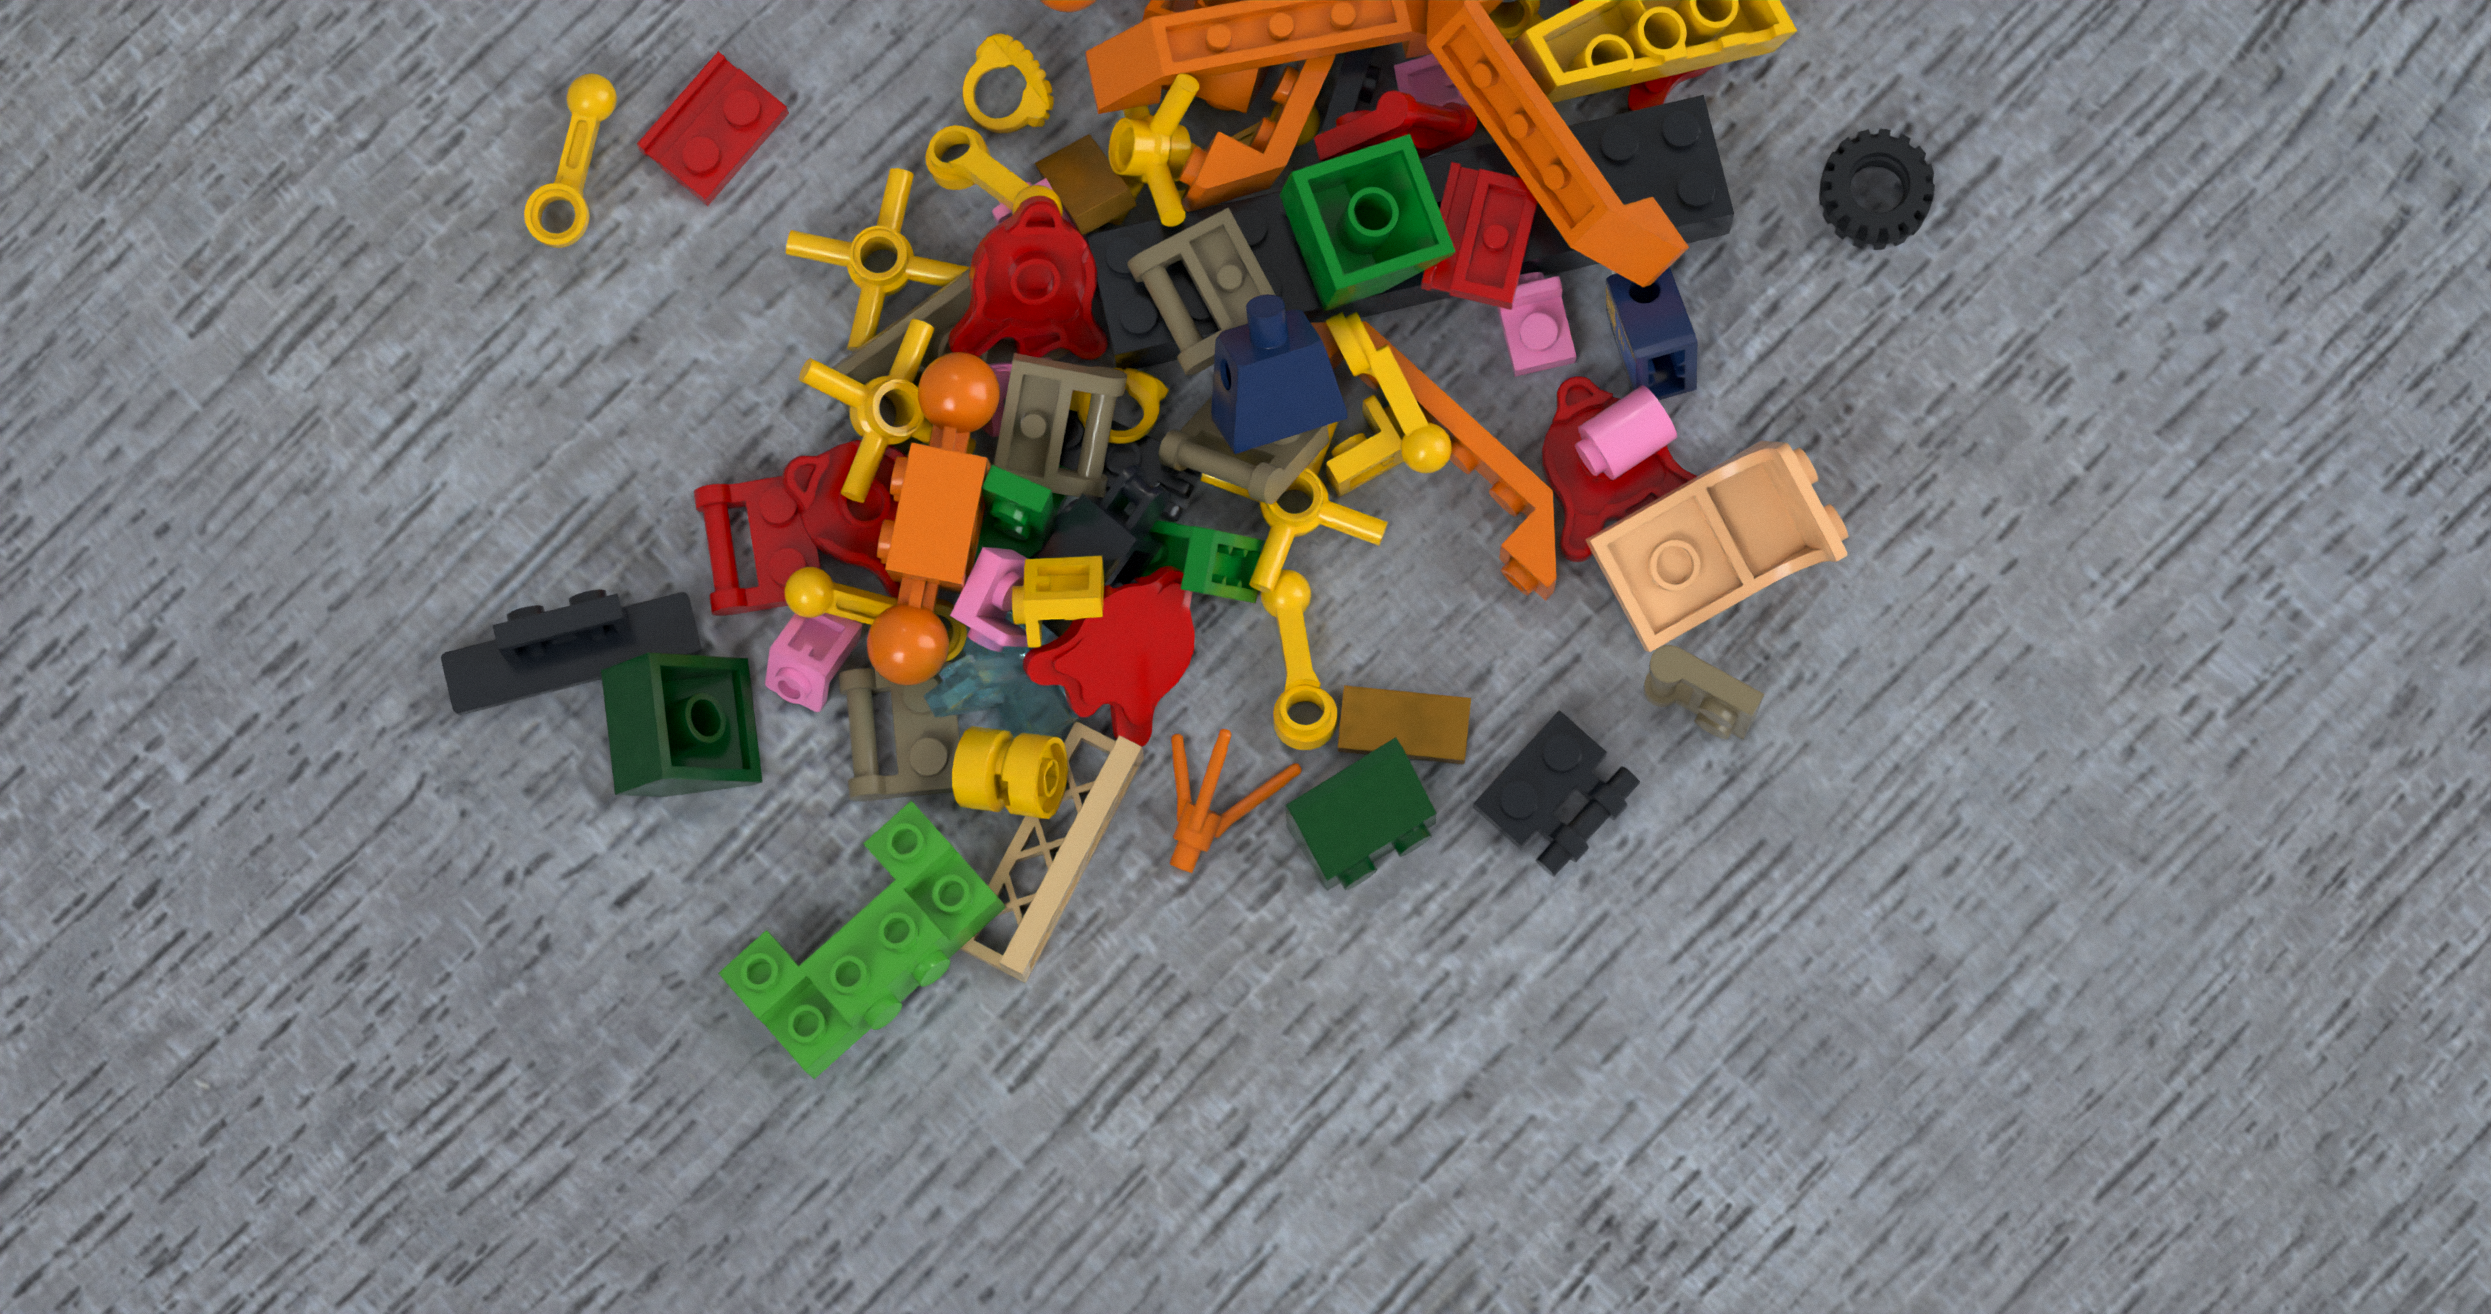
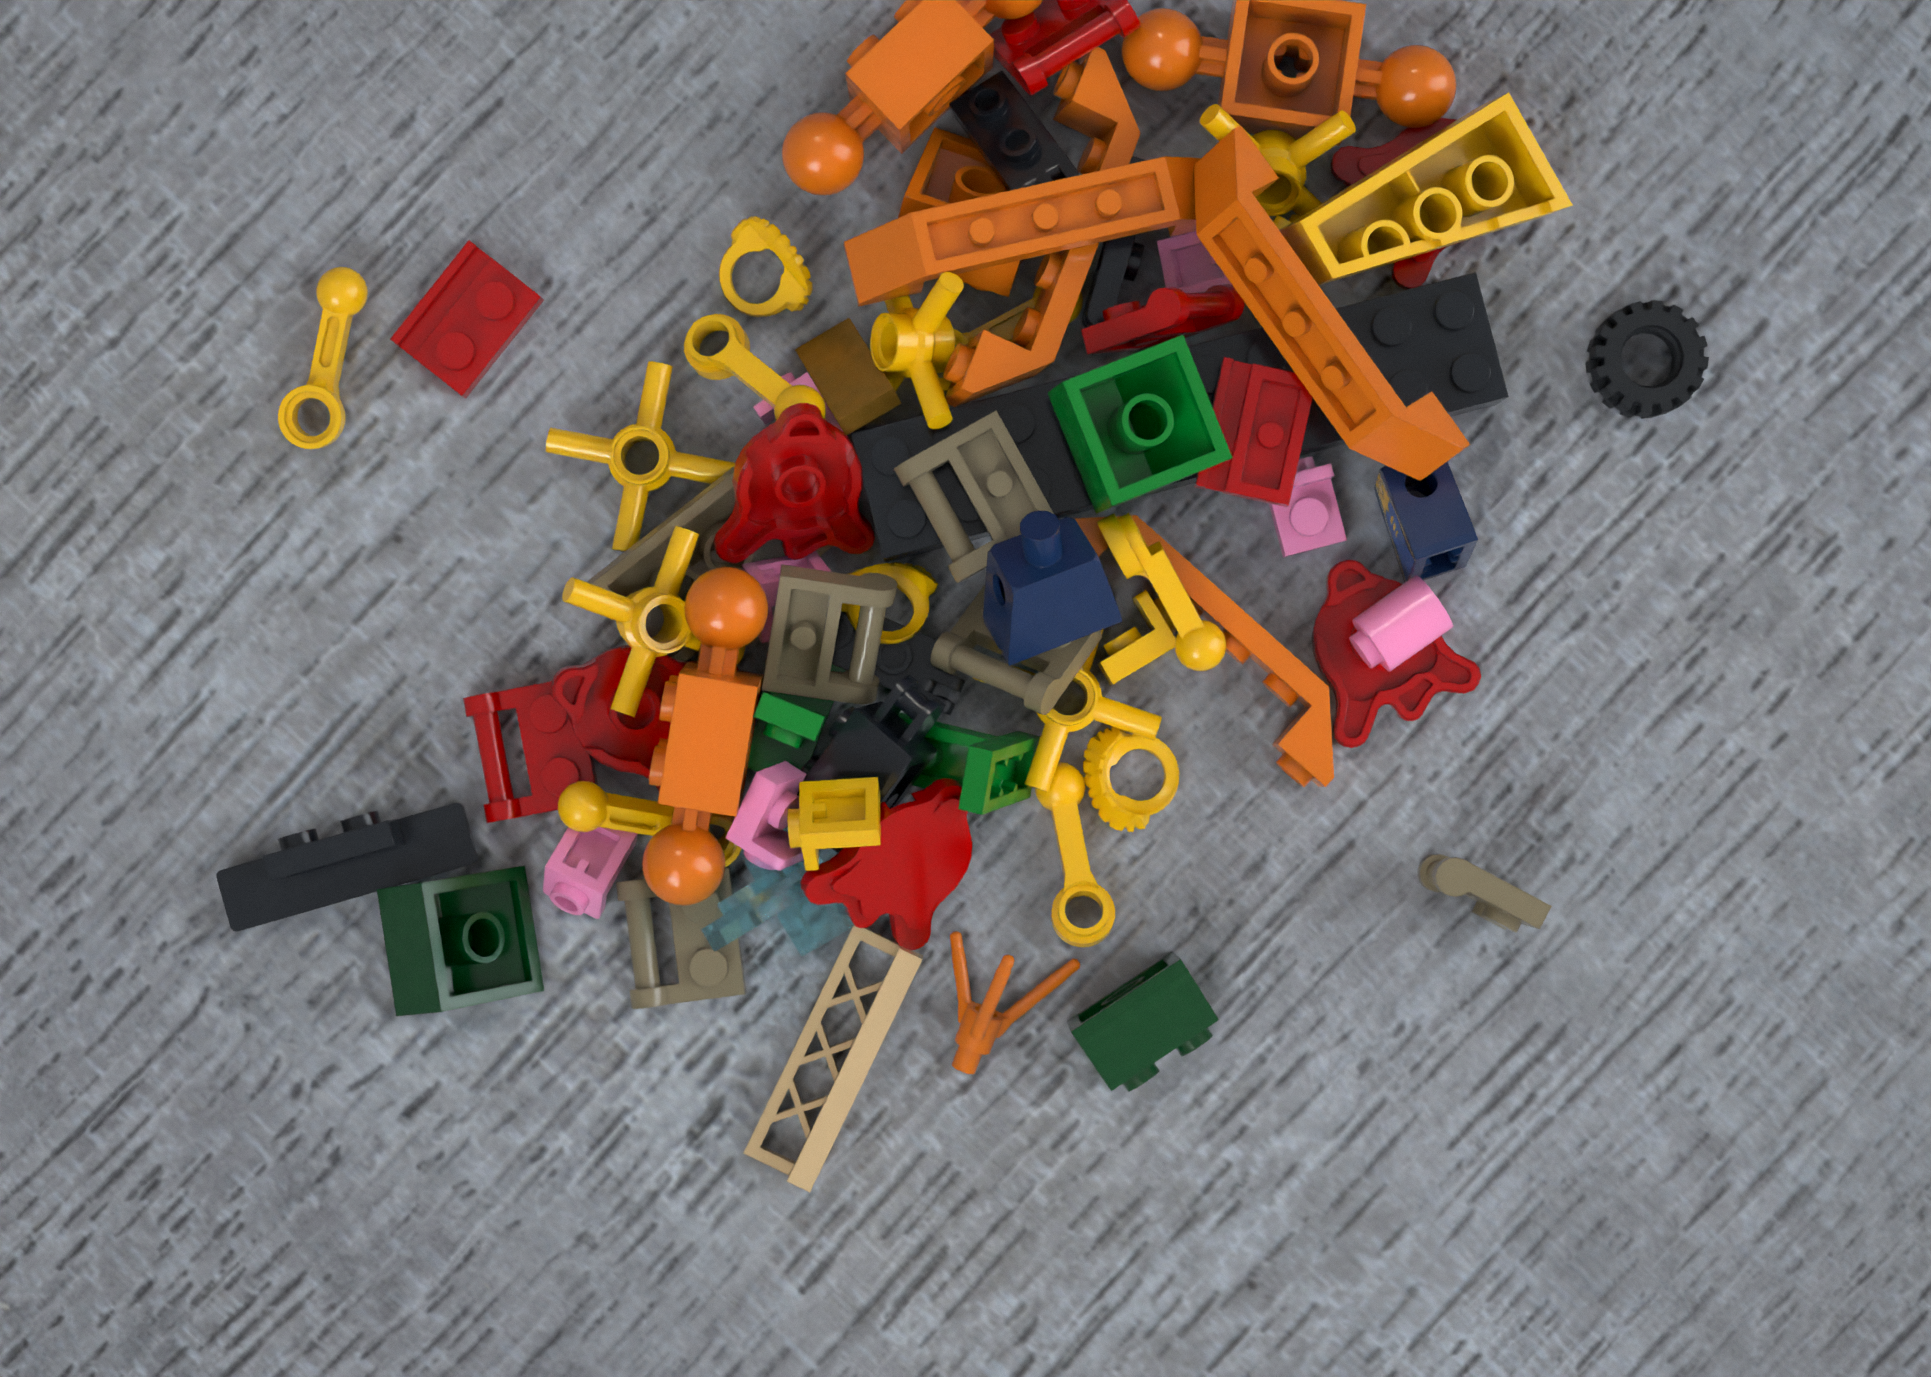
camera: 10 degrees left, 10 degrees up
(876, 956) = (666, 1173): bright green bracket -> none
(1010, 772) = (780, 984): yellow wheel -> none
(1344, 615) = (1119, 810): none -> yellow piece
(1425, 724) = (1181, 919): pearl gold tile -> none
(1542, 780) = (1318, 974): black plate -> none
(1717, 541) = (1496, 731): light nougat bracket -> none

